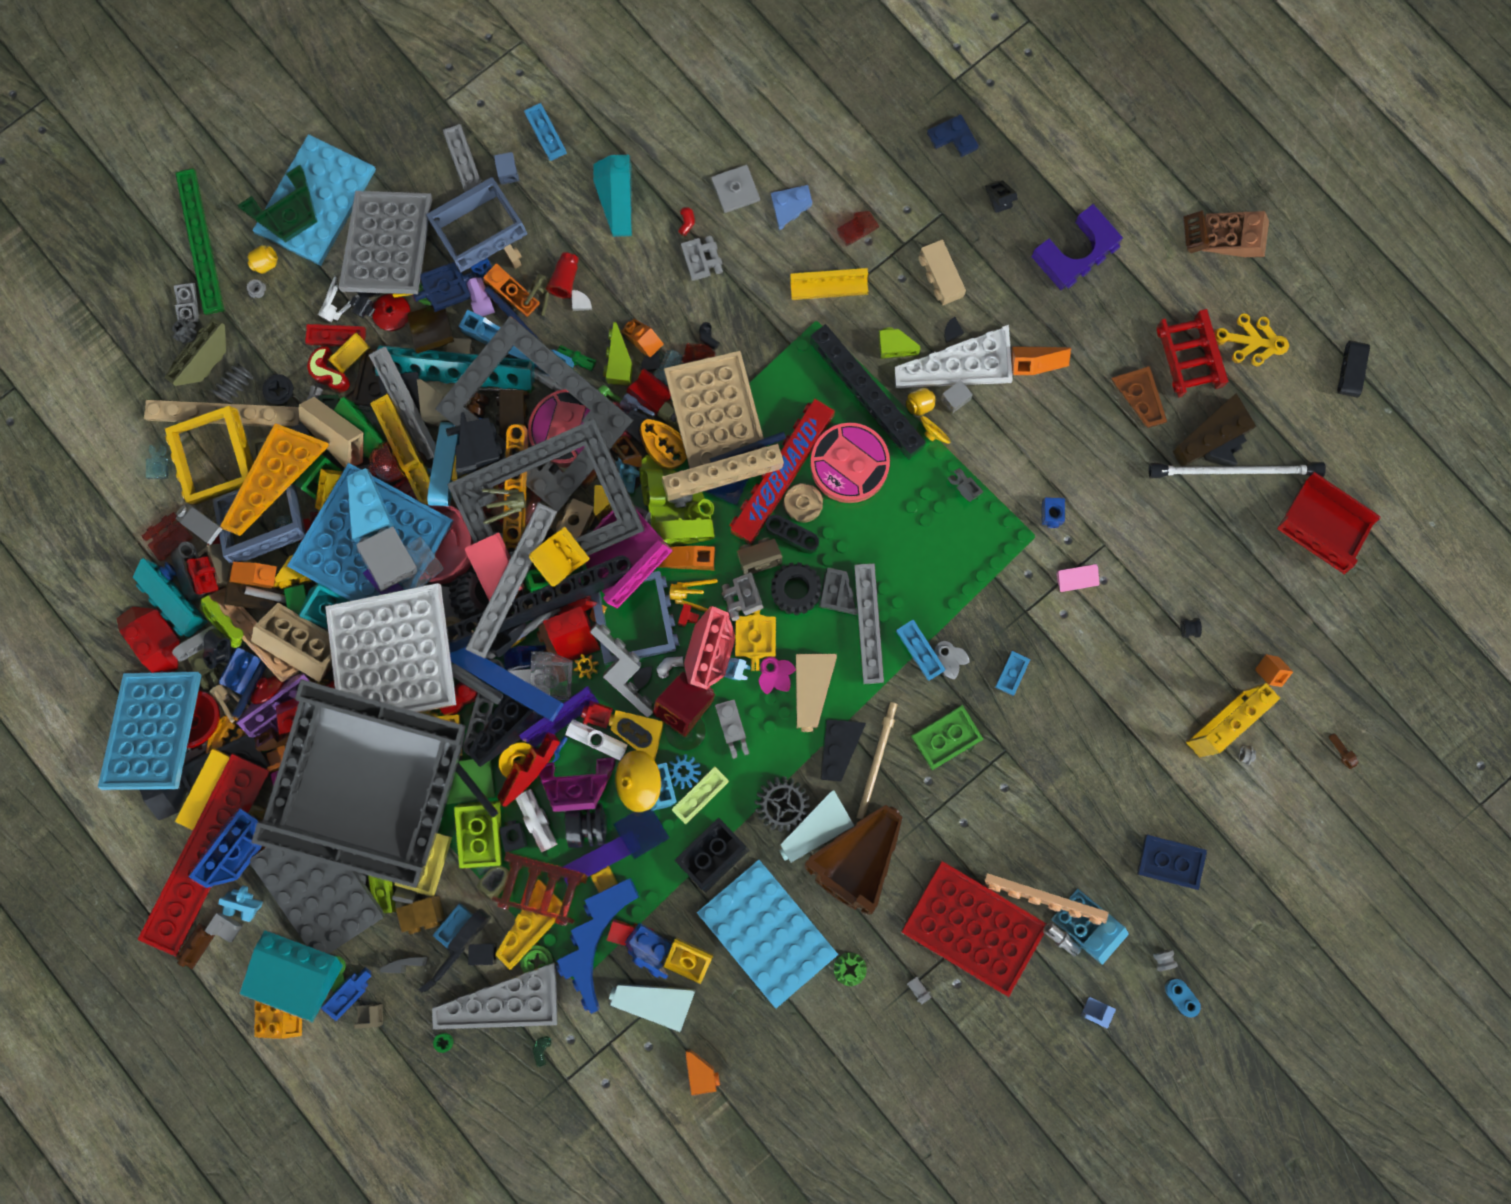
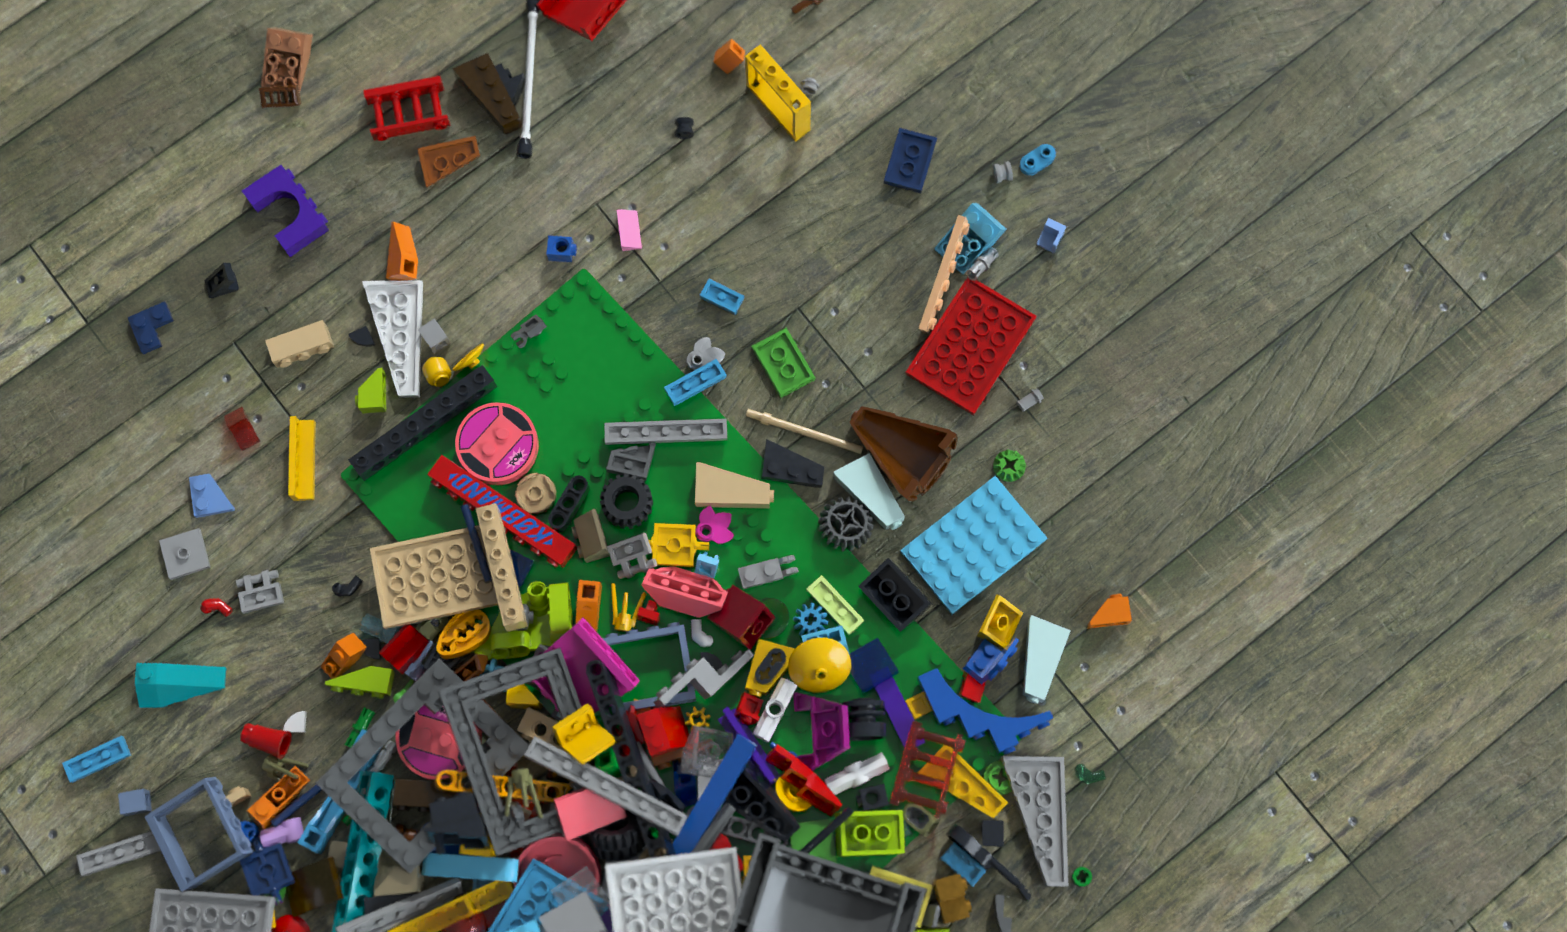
camera: 90 degrees left, 5 degrees down
(697, 352) = (367, 597): clear red panel -> none
(1254, 340) = (398, 50): yellow plant -> none

